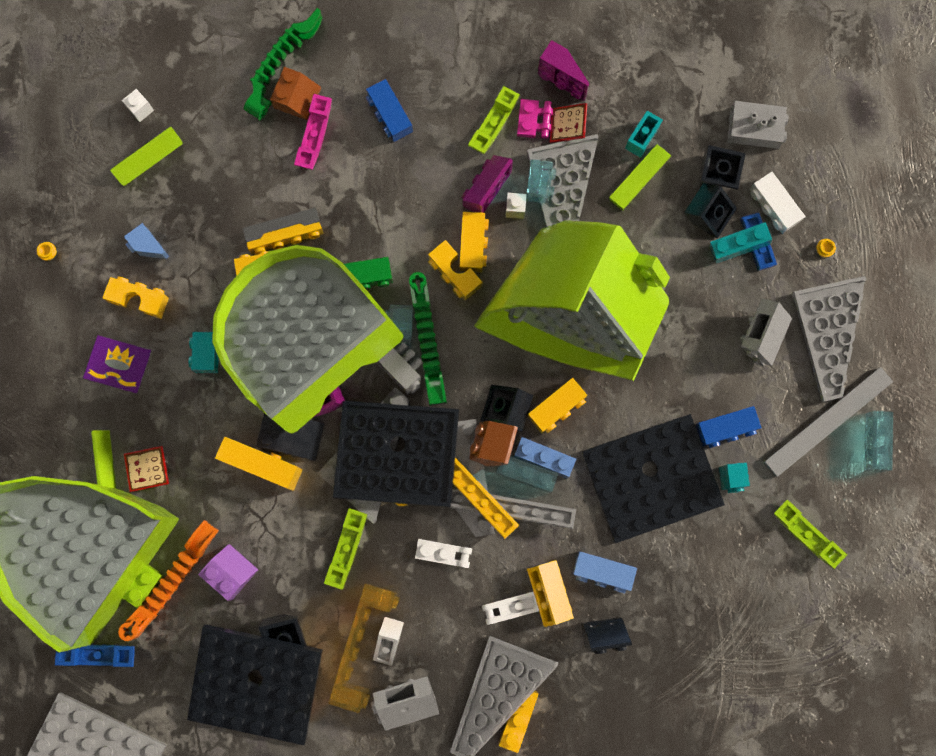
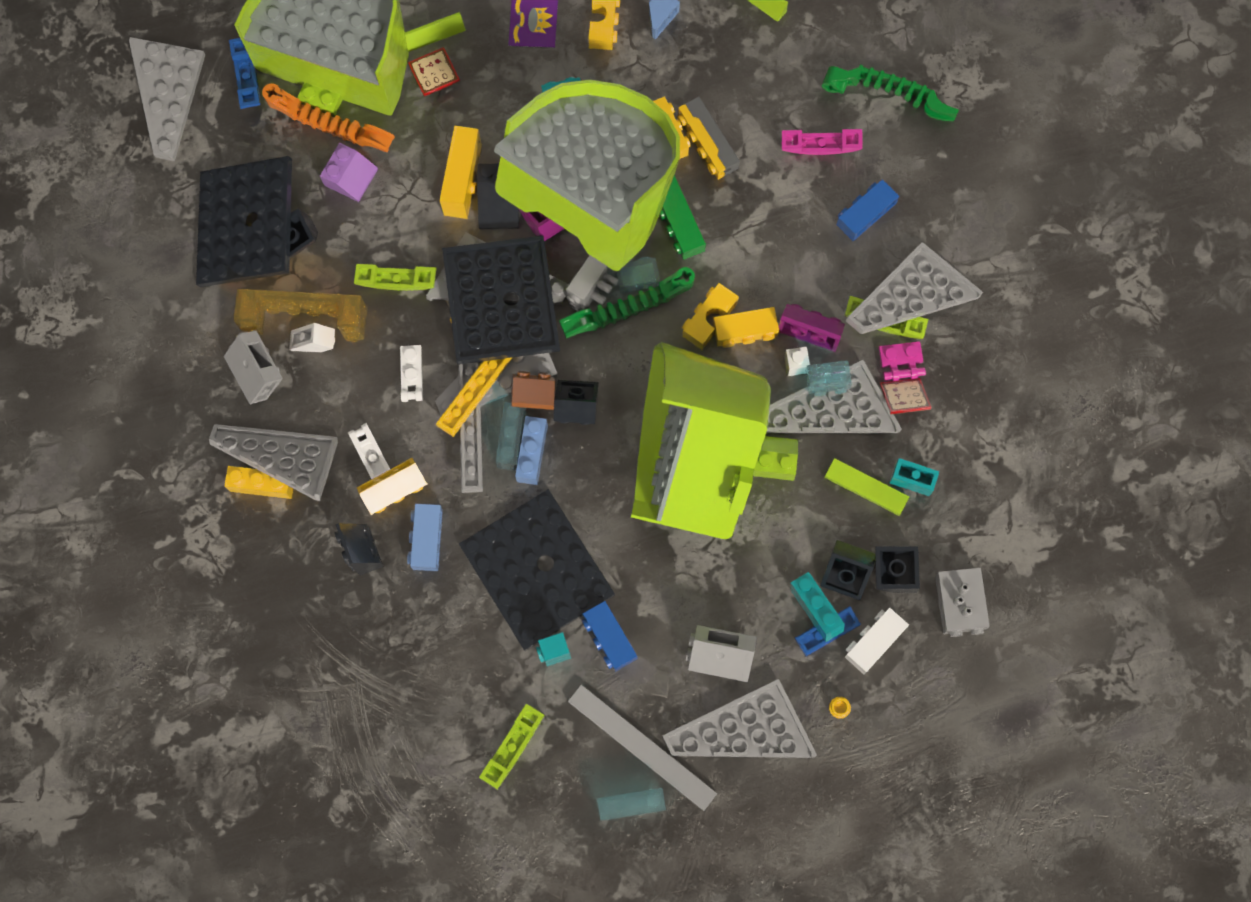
camera: 80 degrees right, 5 degrees down
(294, 93) = (859, 111): dark orange slope -> none
(475, 90) = (913, 289): none -> light grey wing
(557, 406) = (589, 452): yellow brick -> none
(562, 70) = (964, 368): magenta slope -> none

